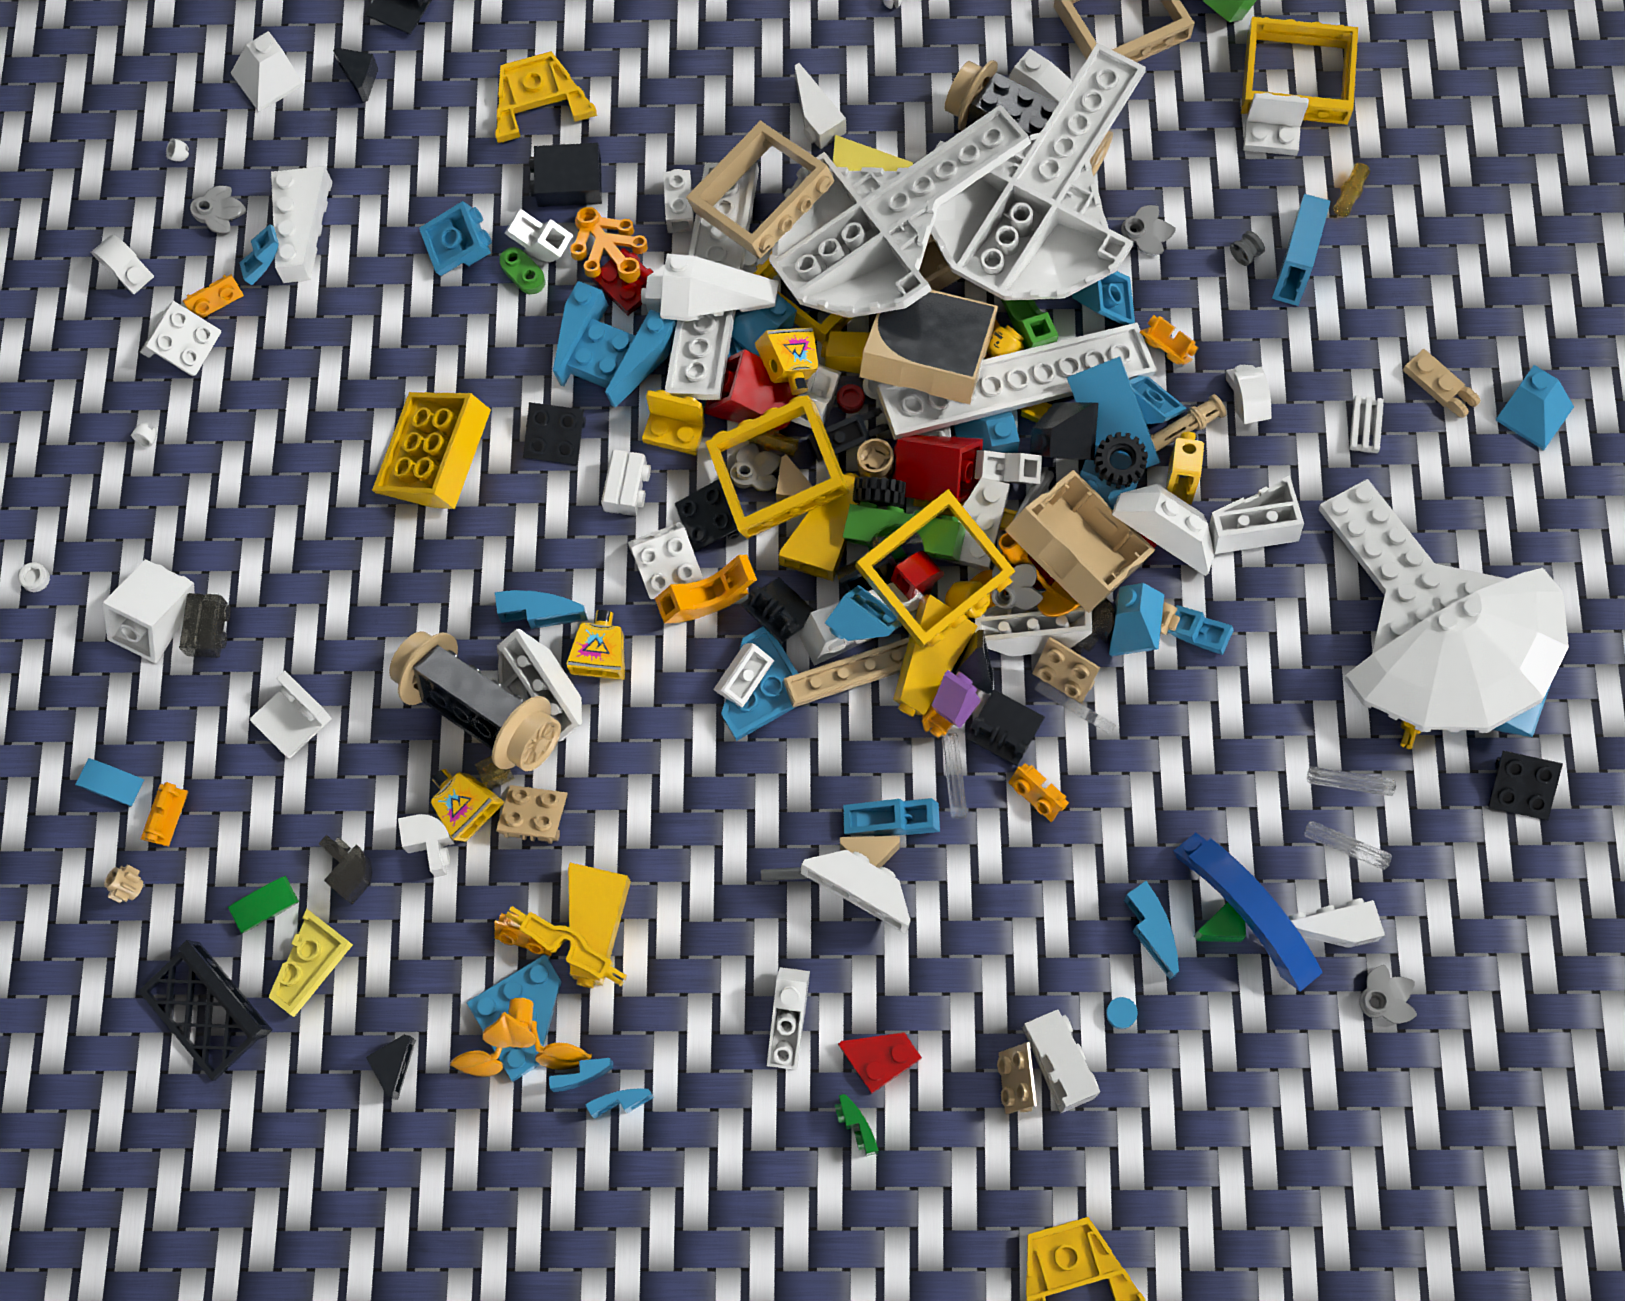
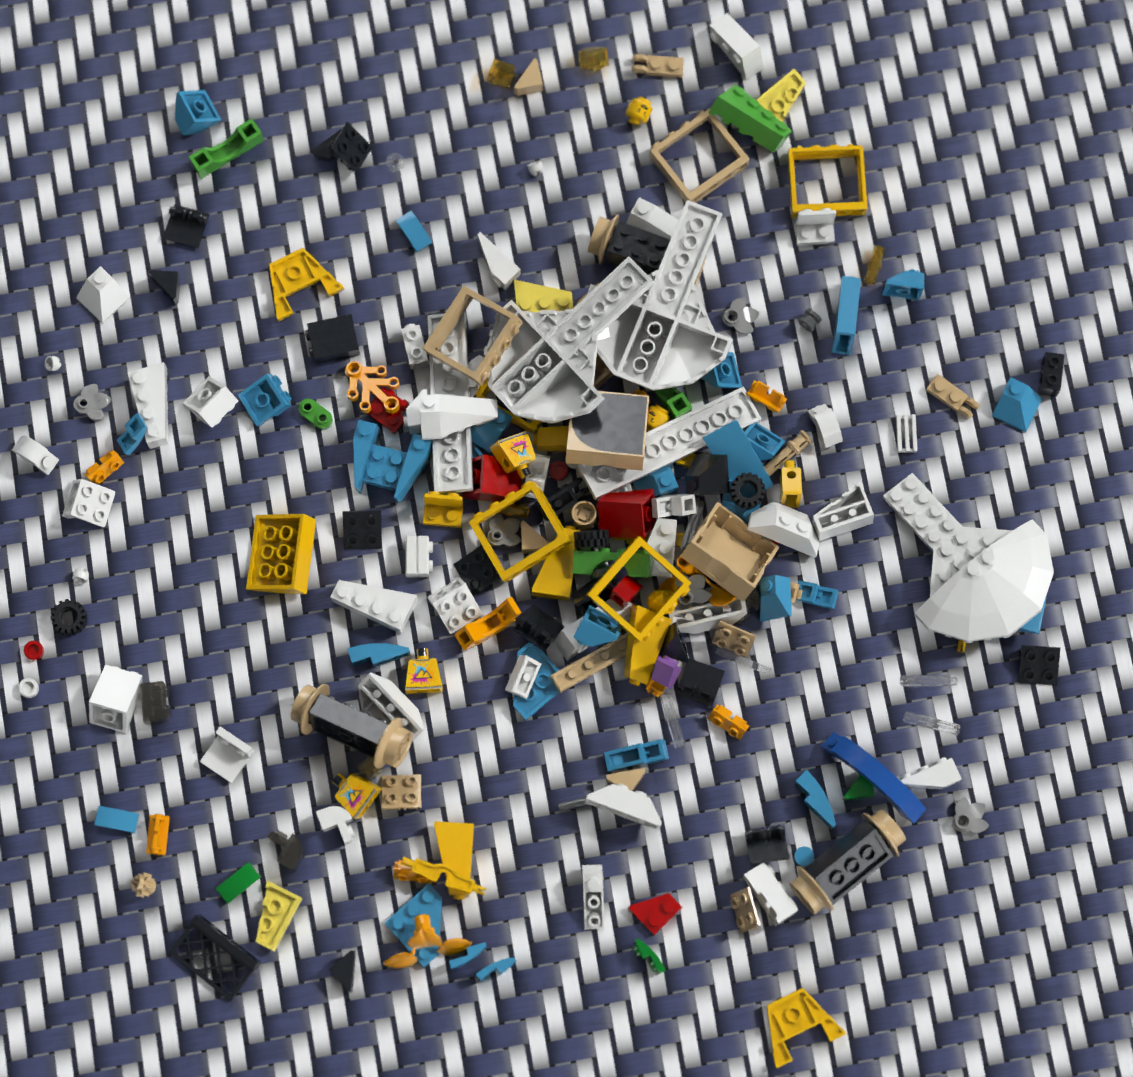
camera: 15 degrees left, 5 degrees up
(54, 526) = (33, 650): none -> red tile
(102, 478) = (60, 609): none -> black tyre
(380, 232) = (210, 401): none -> white slope
(540, 240) = (322, 390): white brick -> none
(554, 539) = (377, 604): none -> white wedge
(708, 54) = (413, 231): none -> dark azure slope
(1067, 984) = (767, 844): none -> black hinge
(1190, 1031) = (848, 862): none -> black brick
(1392, 221) = (905, 285): none -> dark azure slope
(1593, 372) = (1051, 374): none -> black brick

